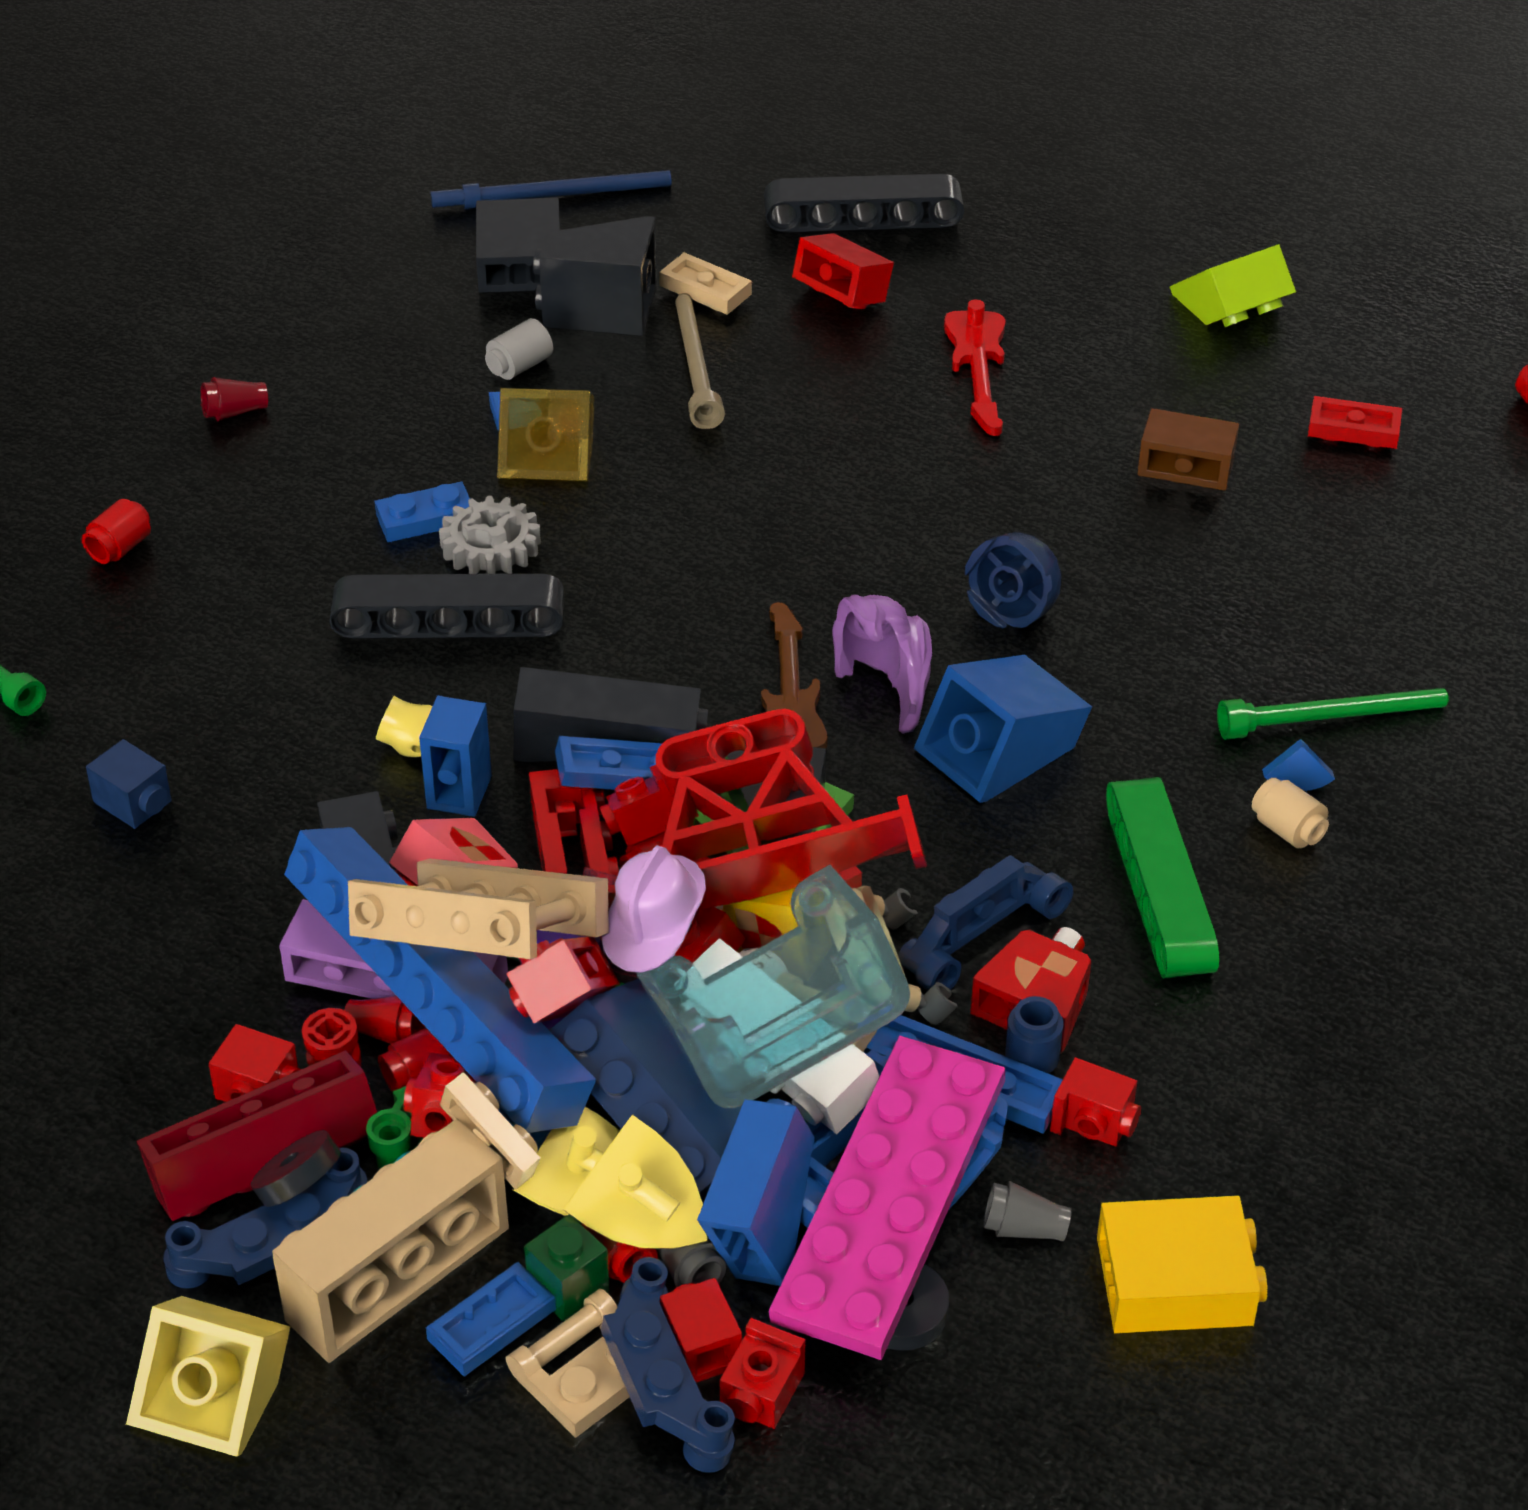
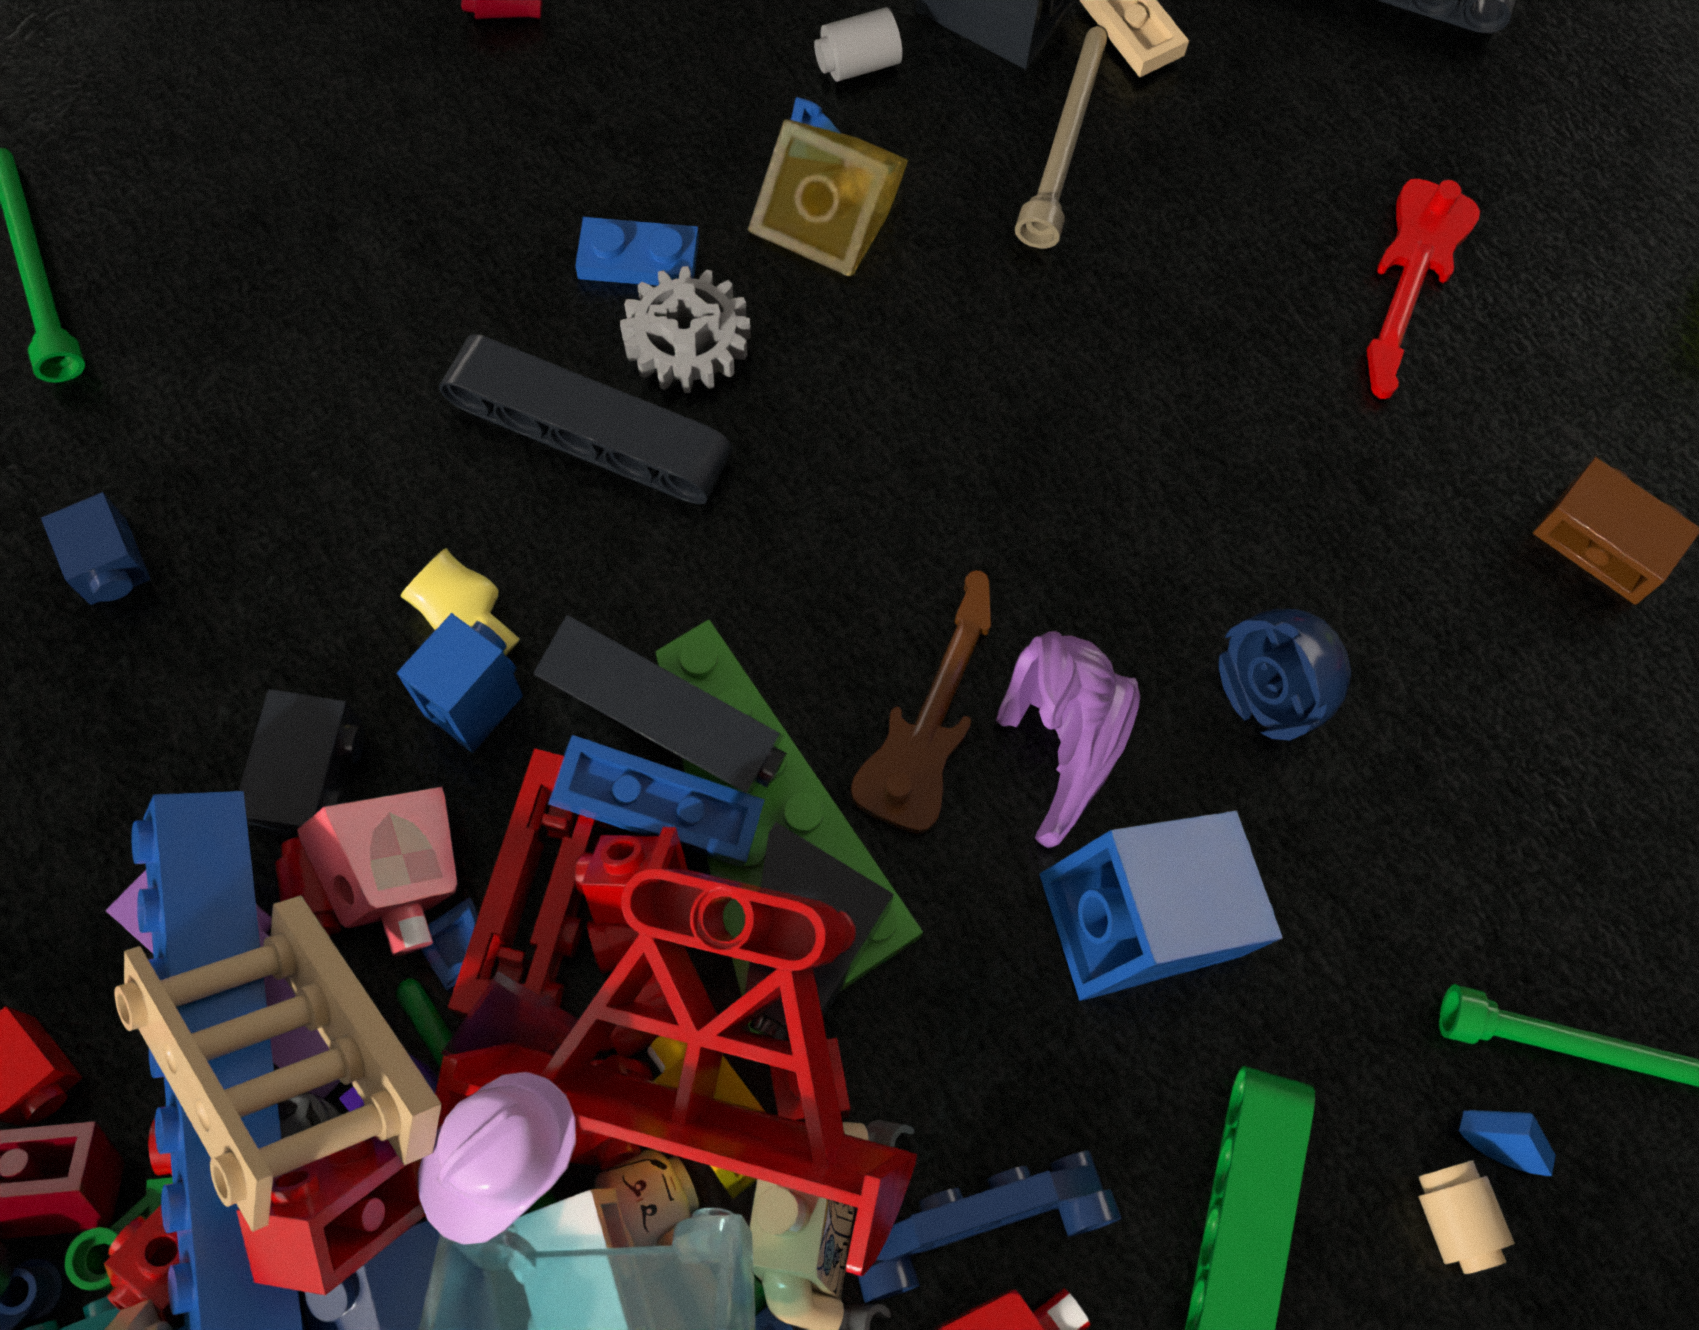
camera: 20 degrees right, 25 degrees up
(116, 531) = (272, 151): red brick -> none
(330, 1033) = (128, 1074): red wheel -> none
(842, 270) = (1308, 67): red brick -> none

